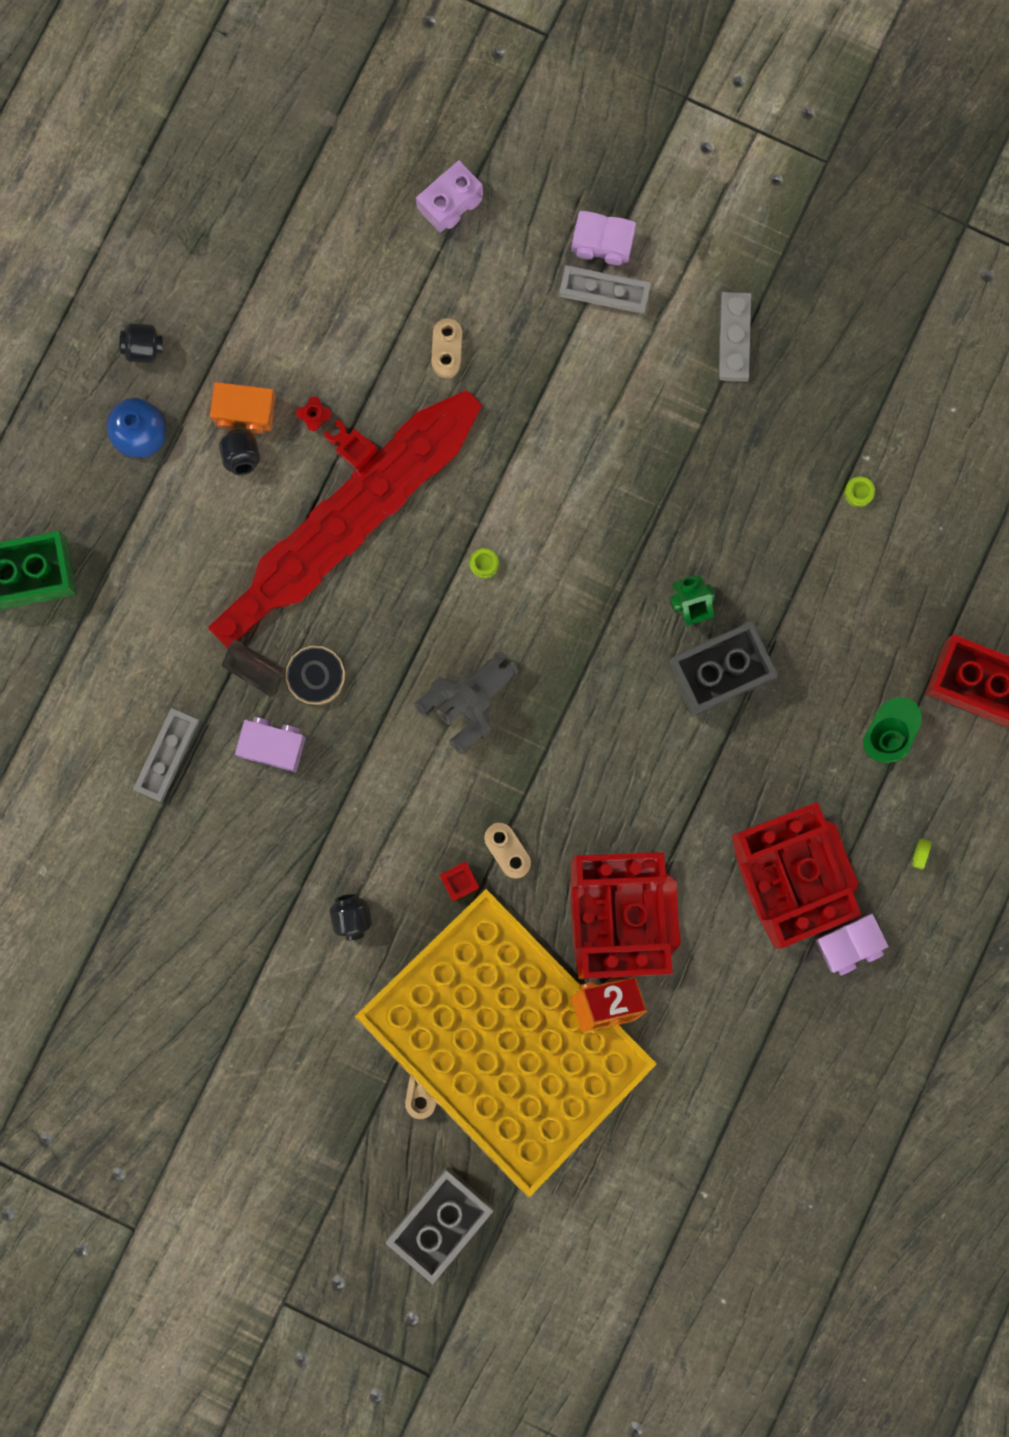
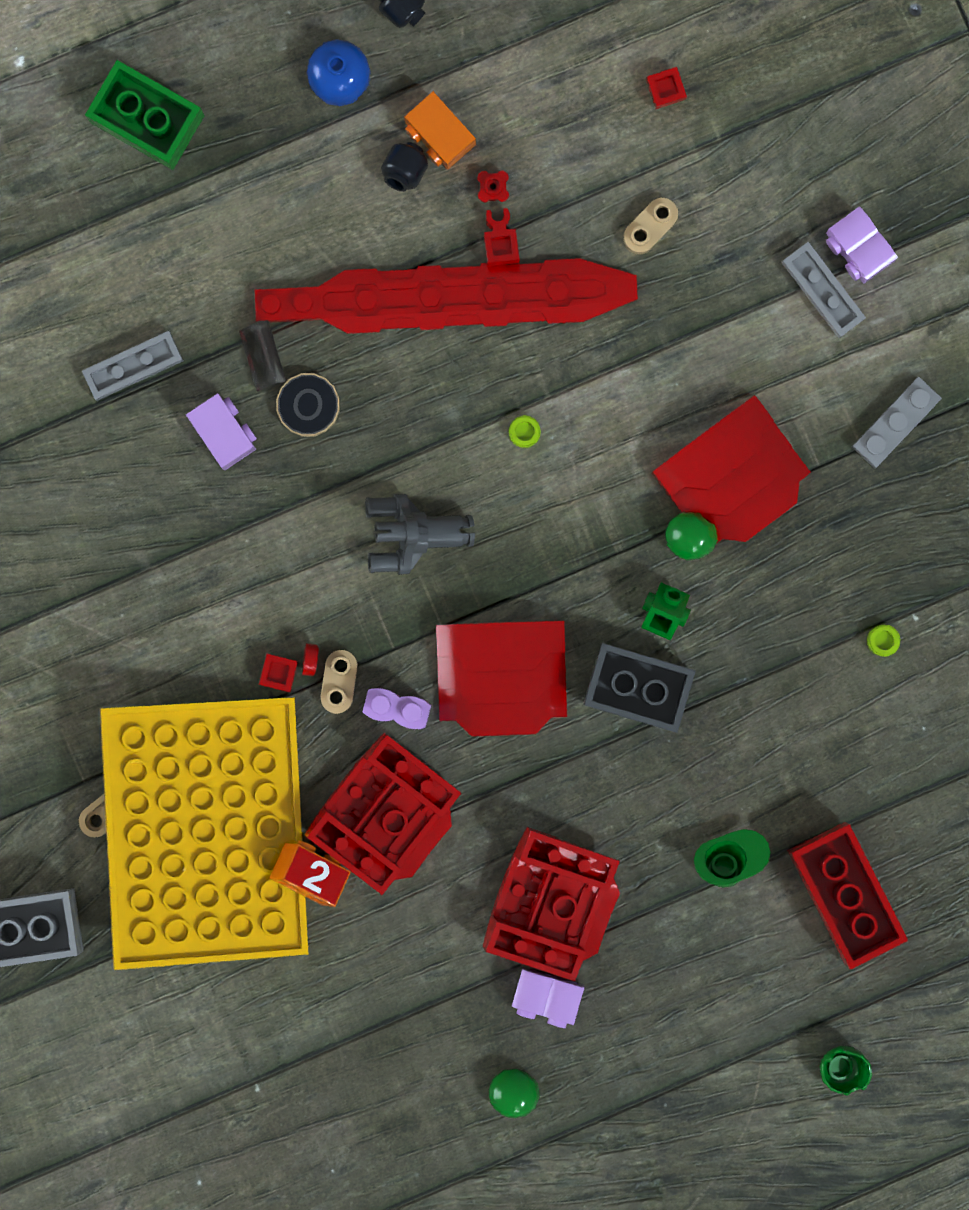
camera: 45 degrees right, 5 degrees up
(350, 916) = (167, 625): black head -> none
(375, 245) = (666, 87): none -> red plate
(450, 197) = (764, 100): lavender brick -> none
(473, 852) = (310, 659): none -> red tile
(558, 835) = (387, 706): none -> lavender brick
(618, 746) = (501, 676): none -> red slope
(657, 468) = (736, 473): none -> red slope
(663, 534) = (690, 536): none -> green hair
(889, 1034) = (514, 1093): none -> green hair
(921, 853) = (667, 975): lime tile -> none

